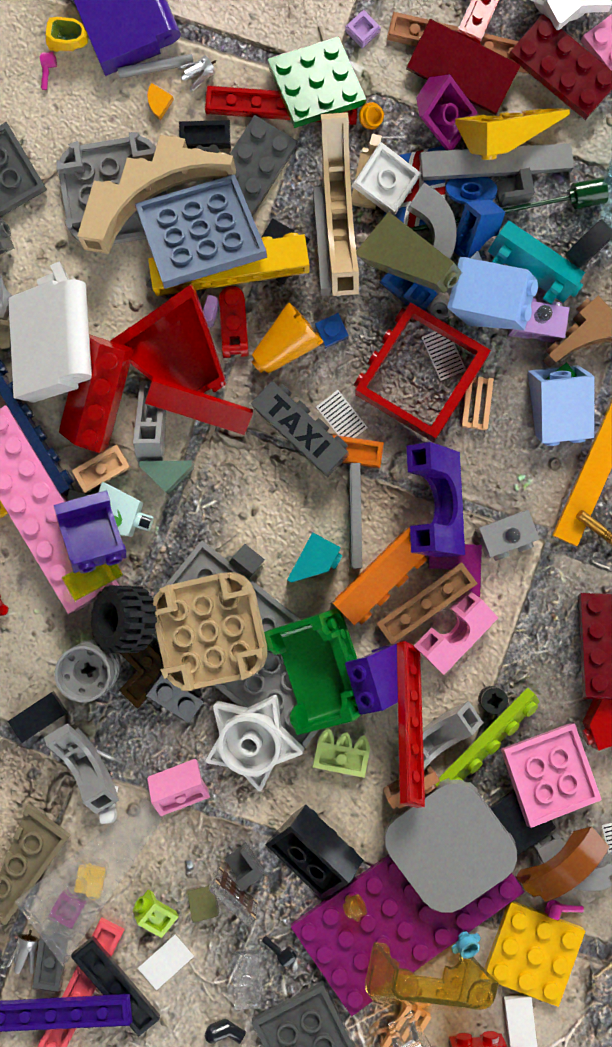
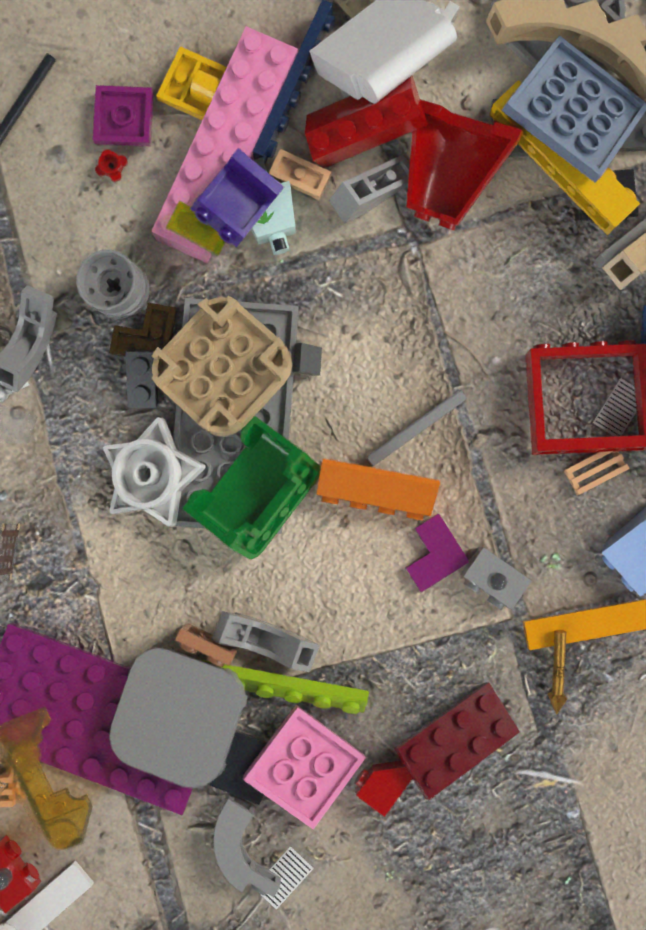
camera: 60 degrees right, 0 degrees up
(37, 717) = (42, 271): black tile -> none
(123, 619) = (179, 283): black tyre -> none
(167, 473) = (337, 235): sand green slope -> none
(177, 787) = (63, 437): bright pink panel -> none
(198, 406) = (416, 219): red tile -> none
(210, 310) = (510, 171): lavender tile -> none
(233, 322) = (514, 200): red plate -> none
(245, 866) = (35, 545): dark grey panel -> none
(285, 341) = (530, 256): light orange cone -> none
(300, 428) = (460, 323): dark grey brick -> none
(315, 852) = (89, 600): black slope -> none
(316, 558) = (351, 417): teal slope -> none
(331, 330) = (569, 293): blue plate -> none
(341, 416) = (496, 356): white sticker -> none
(341, 755) = (191, 564): yellowish green plate -> none
(355, 907) = (64, 668): clear yellow plate -> none
(363, 451) = (472, 383): orange tile -> none
(374, 679) = (283, 548): dark purple panel -> none
(410, 726) = (260, 605): red tile -> none
(426, 603) = (381, 547): medium nougat plate -> none
(443, 473) = (511, 479): dark purple arch -> none
(467, 945) = (99, 794): medium azure plate -> none
(472, 622) = (394, 600): bright pink arch -> none
(488, 698) = (332, 668): pearl dark grey wheel -> none
(534, 953) = (133, 862): yellow plate -> none
(555, 909) = (184, 854): dark pink hand -> none
(567, 868) = (230, 837): dark orange arch -> none

